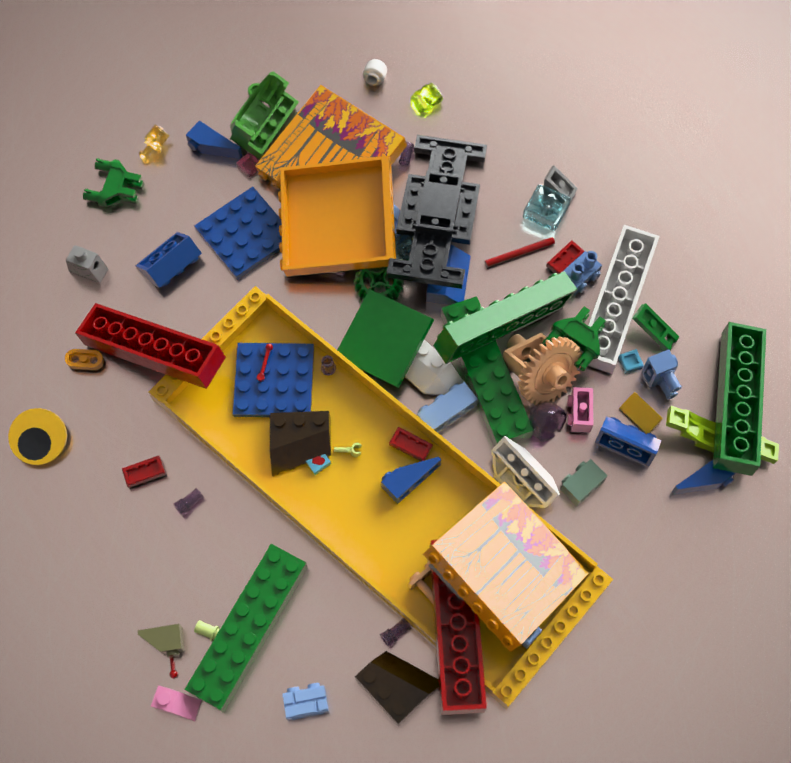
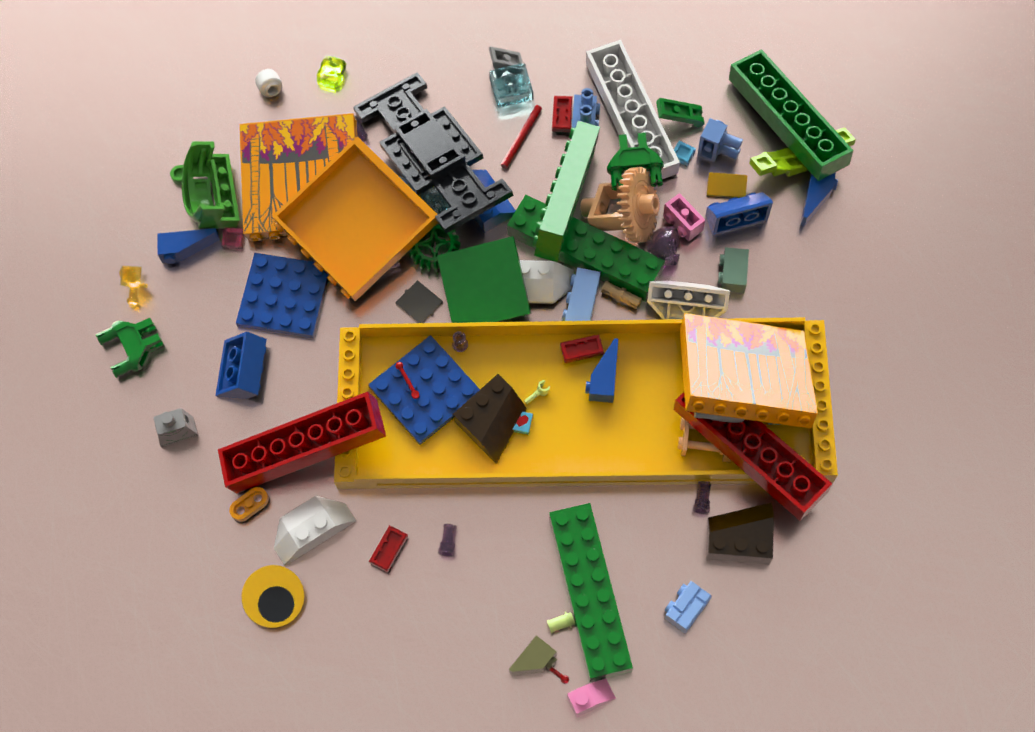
camera: 40 degrees left, 0 degrees up
(109, 410) = (310, 526): none -> white wedge
(331, 314) = (419, 302): none -> dark grey piece
(480, 429) = (621, 295): none -> tan pin

